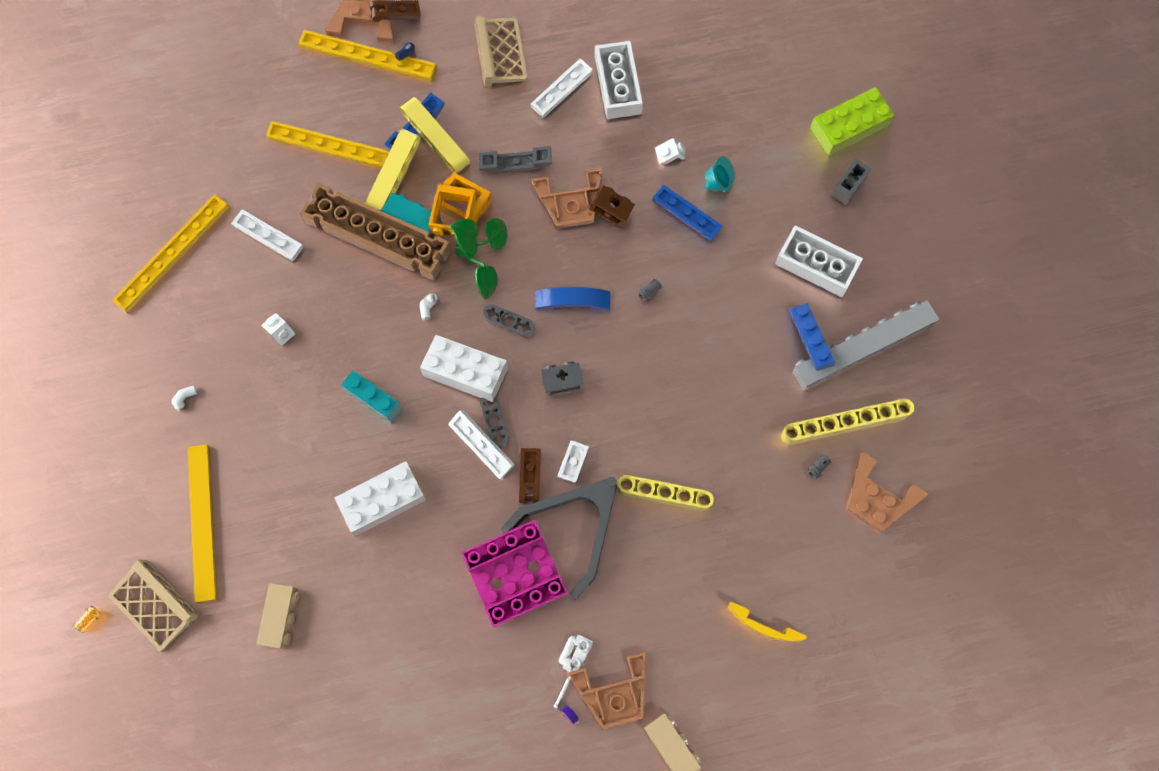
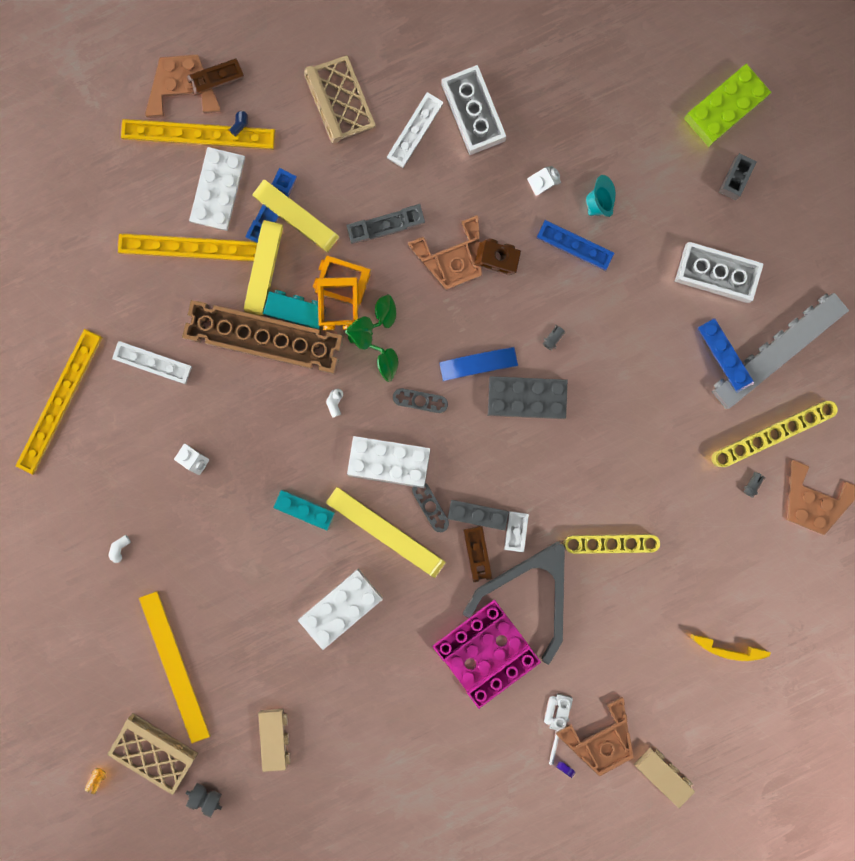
camera: 10 degrees left, 15 degrees up
(188, 662) = (200, 798): none -> dark grey wheel
(371, 102) = (217, 189): none -> white plate
(445, 435) = (386, 532): none -> light yellow beam
(481, 444) = (423, 534): white plate -> none
(538, 436) = (478, 515): none -> dark grey brick
(553, 382) = (481, 459): dark grey brick -> none
(611, 337) = (527, 397): none -> dark grey brick

